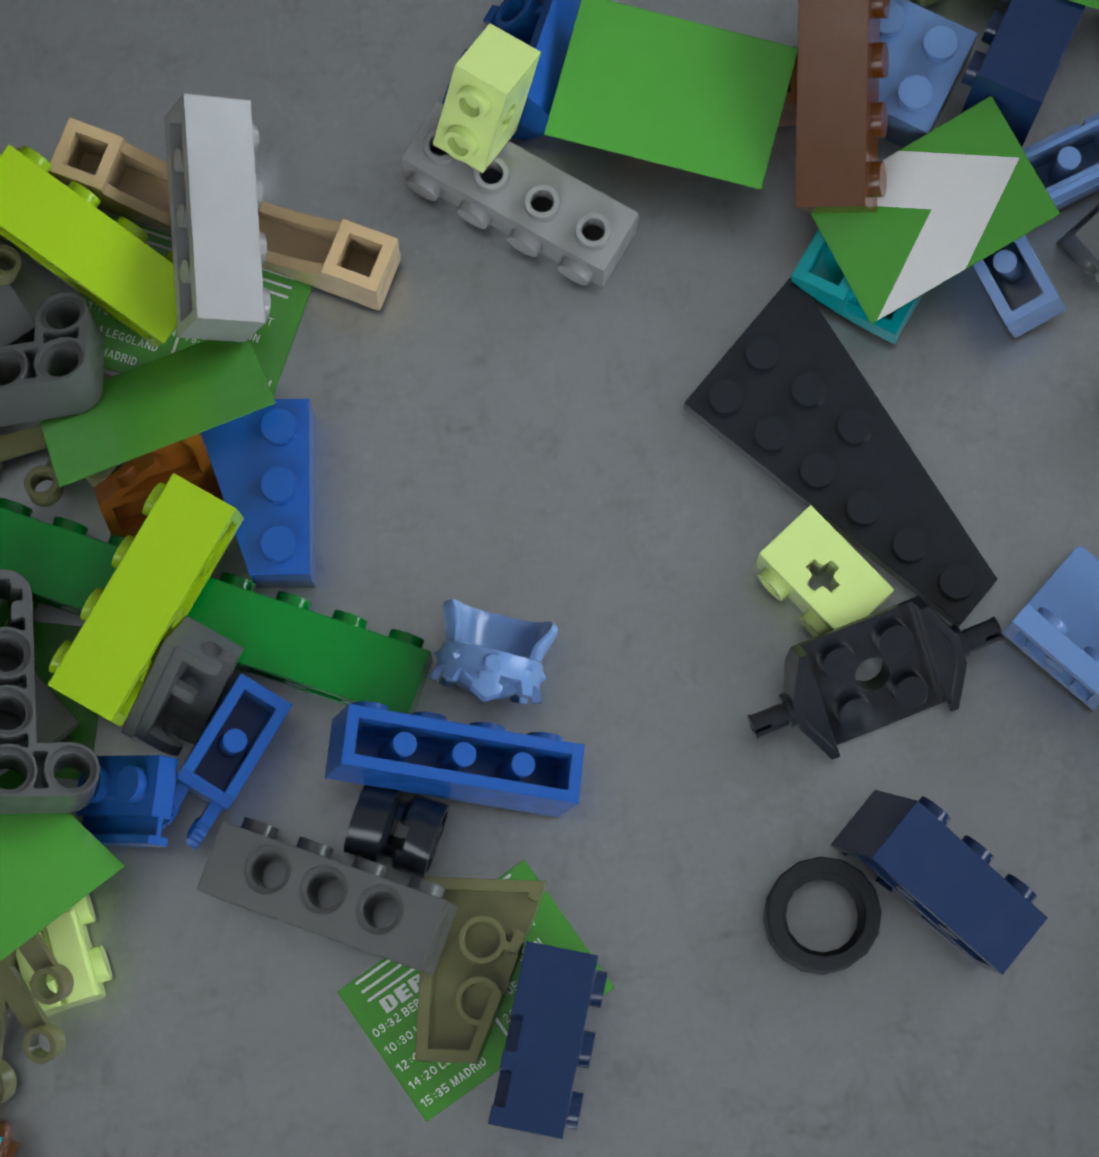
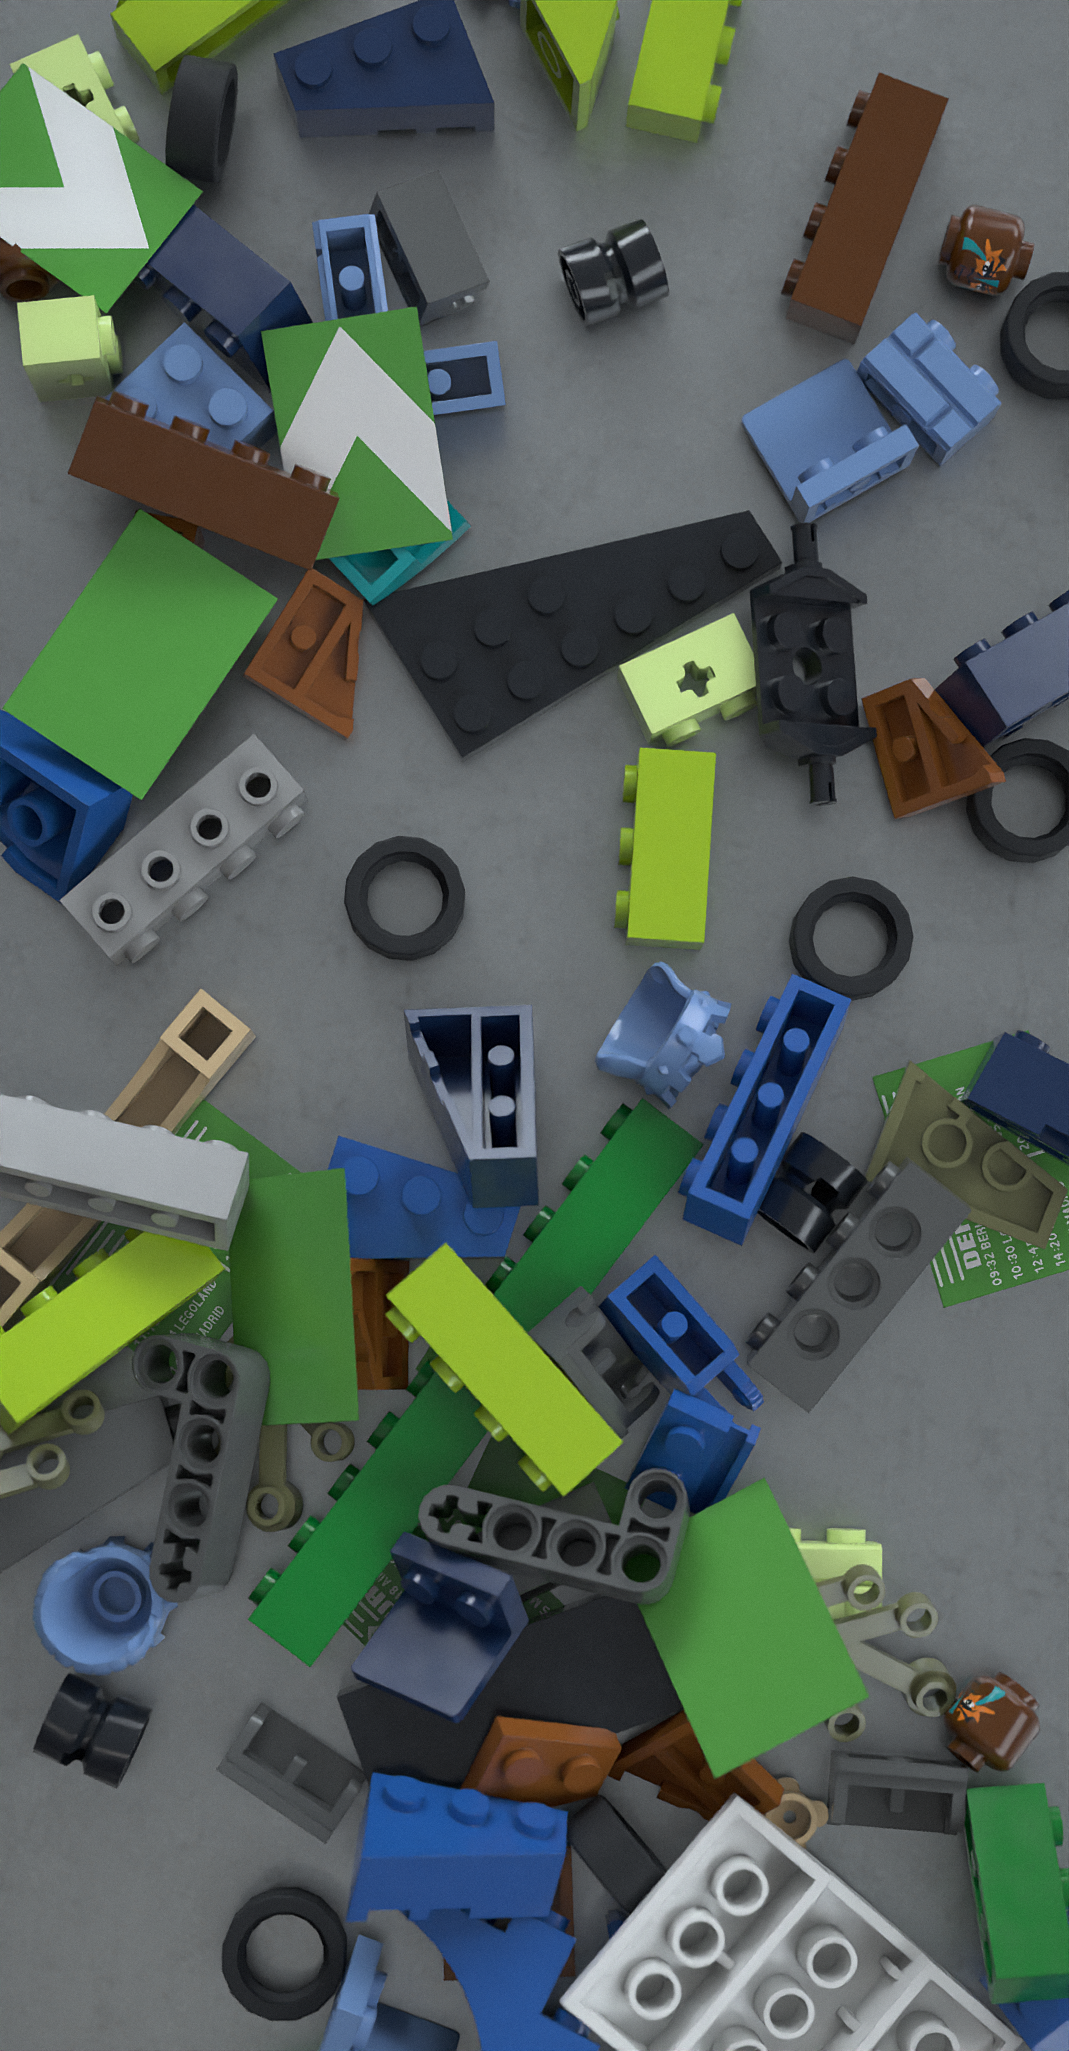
camera: 80 degrees left, 5 degrees up
(385, 514) = (482, 1094): none -> dark blue wedge
(486, 97) = (89, 843): yellowish green brick -> none
(548, 350) = (404, 850): none -> black tyre
(636, 750) = (878, 899): none -> black tyre
(664, 605) = (666, 848): none -> lime brick
(731, 246) = (314, 653): none -> dark orange wing
(834, 804) = (925, 749): none -> dark orange wing

